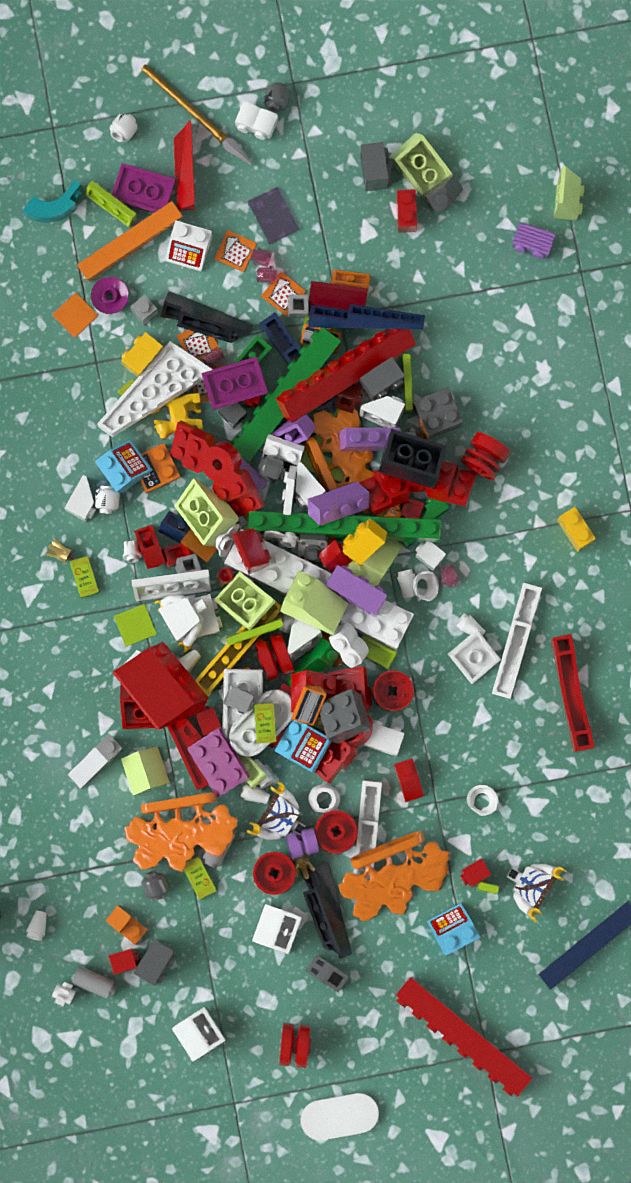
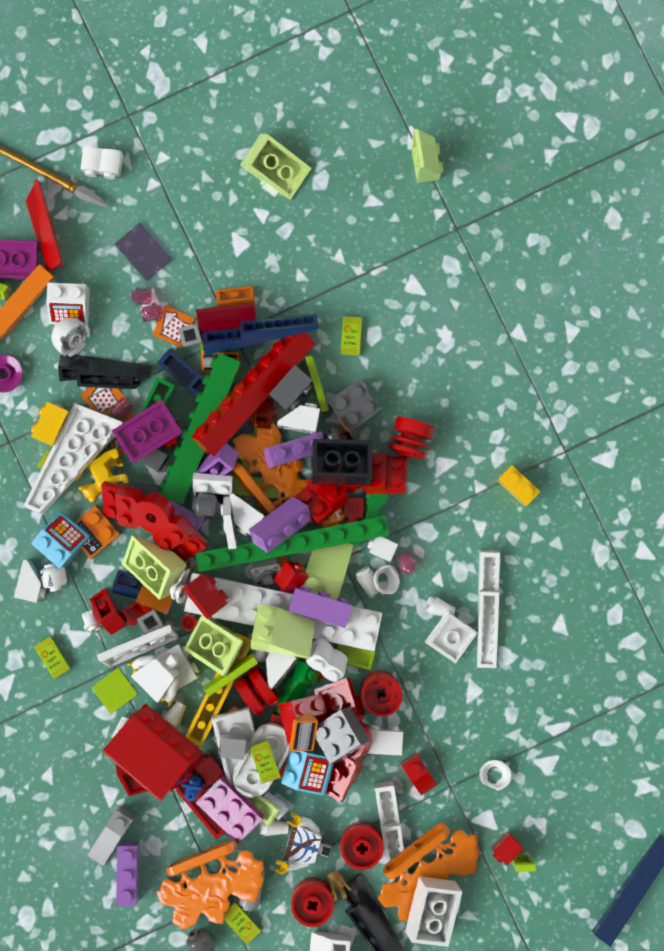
camera: 10 degrees left, 5 degrees up
(60, 551) = (24, 641): pearl gold piece -> none
(103, 800) = (128, 873): none -> medium lavender brick
(144, 310) = (41, 379): light grey brick -> none
(145, 770) = (162, 831): yellowish green slope -> none
(182, 276) = (69, 336): none -> white cylinder
(189, 730) = (193, 786): none -> blue hinge
(235, 251) = (115, 296): sticker -> none
(276, 97) = (115, 133): dark grey head -> none
(284, 540) = (240, 571): white plate -> none
(302, 843) = (339, 867): medium lavender wheel -> none
(312, 798) = (334, 805): white piece -> none
(364, 541) = (315, 557): yellow brick -> none
(374, 166) = (228, 176): dark grey brick -> none
(389, 911) = (433, 911): none -> white brick
(406, 211) = (272, 213): red brick -> none
(443, 193) = (303, 186): dark grey slope -> none
(452, 346) = (351, 336): none -> lime tile
(453, 929) = (500, 909): medium azure slope -> none
(533, 240) = (403, 210): medium lavender brick -> none
(533, 886) = (566, 847): torso -> none
(571, 693) = (555, 649): red arch -> none

